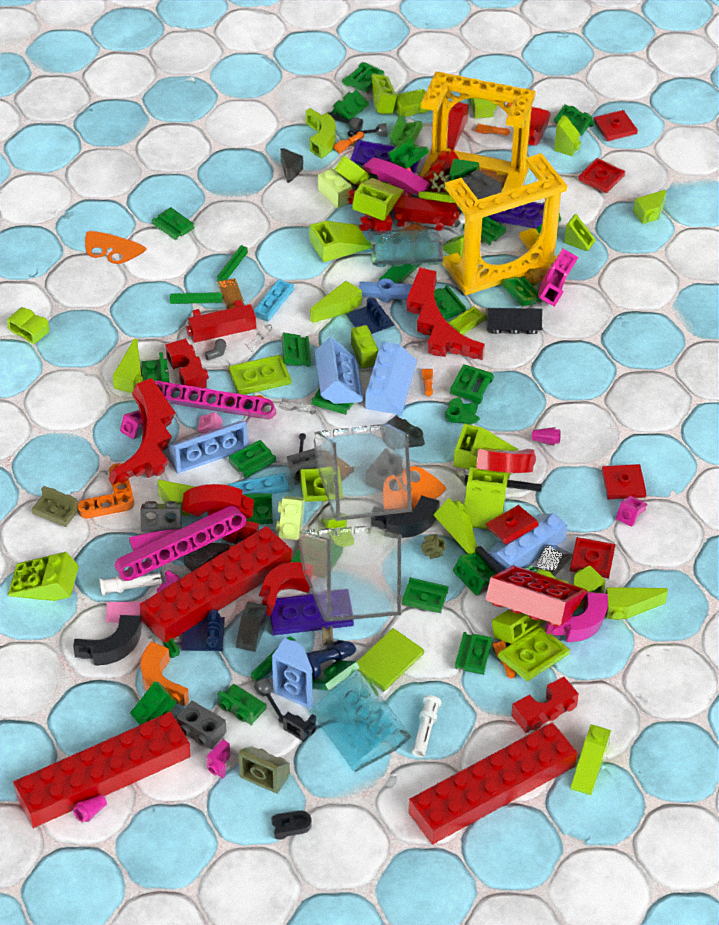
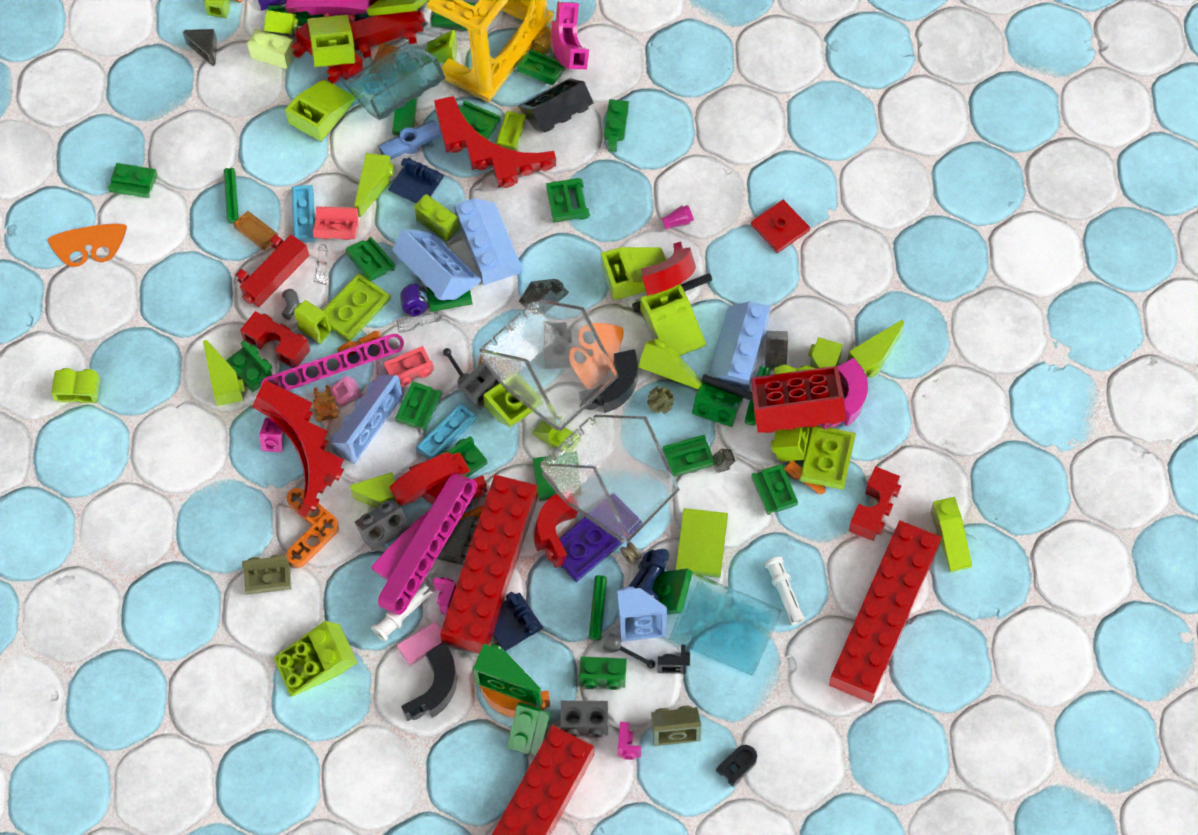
camera: 30 degrees left, 15 degrees up
(156, 651) = (501, 674): none -> green slope
(187, 424) = (325, 405): none -> clear orange plate
(194, 298) = (224, 255): green axle -> none
(219, 365) = (312, 321): none -> lime brick
(251, 626) = (556, 588): clear smoke slope -> none
(266, 430) = (410, 366): none -> coral bracket
(290, 315) = (336, 223): none -> coral bracket
(291, 517) = (511, 451): yellowish green brick -> none
(304, 390) = (414, 300): none -> dark purple head
(427, 377) = (519, 216): orange piece -> none
(449, 611) = (723, 460): none -> clear smoke piece
(461, 412) = (581, 235): green plate -> none
(512, 524) = (720, 335): red plate -> none
(550, 353) = (616, 122): none -> green hinge
(593, 553) = (809, 323): red plate -> none
(630, 509) = (809, 254): dark pink bracket -> none

